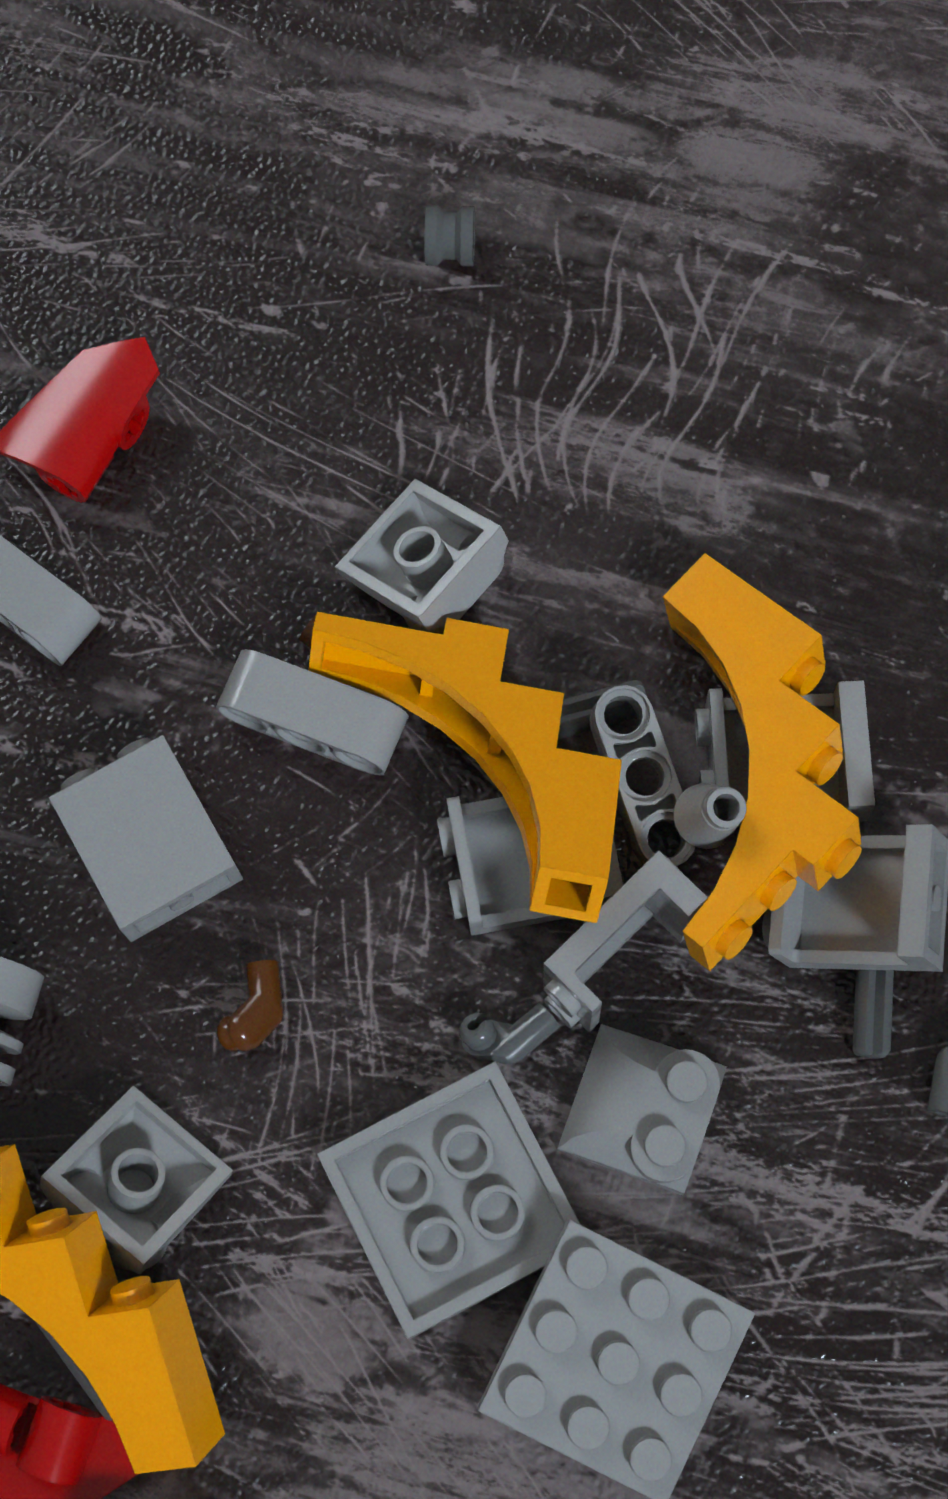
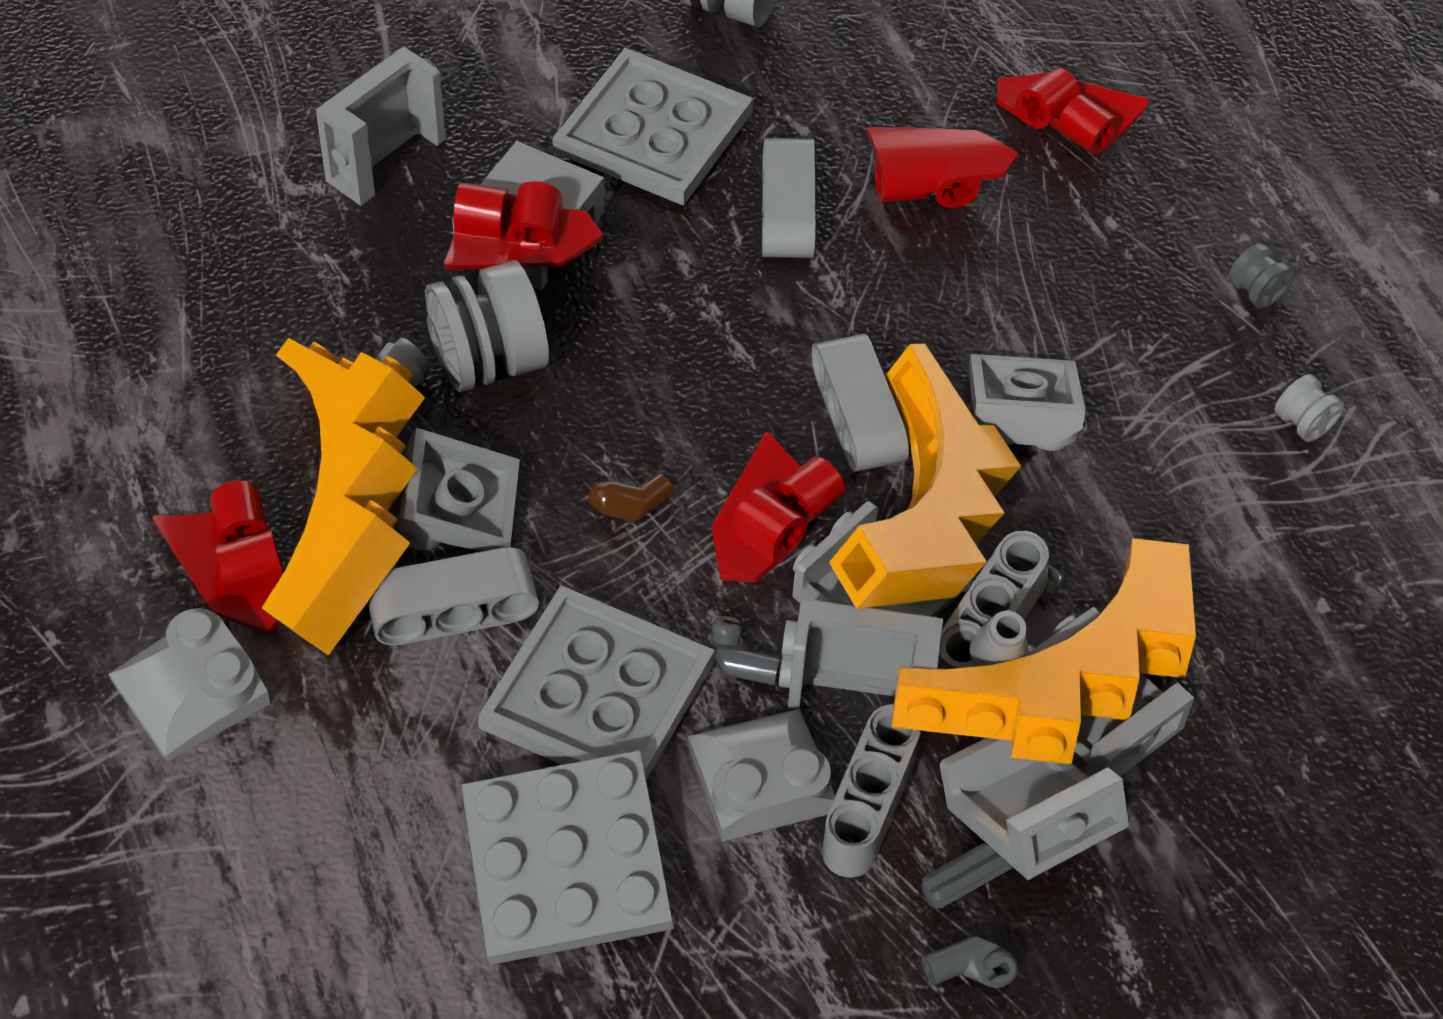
camera: 45 degrees right, 20 degrees down
(106, 233) = (1076, 109): none -> red panel
(144, 837) = (687, 364): light grey panel -> none
(249, 1264) = (453, 596): none -> light grey beam
(366, 886) = (771, 510): none -> red panel
(625, 319) = (1309, 407): none -> light grey wheel
(744, 1062) = (866, 813): none -> light grey beam

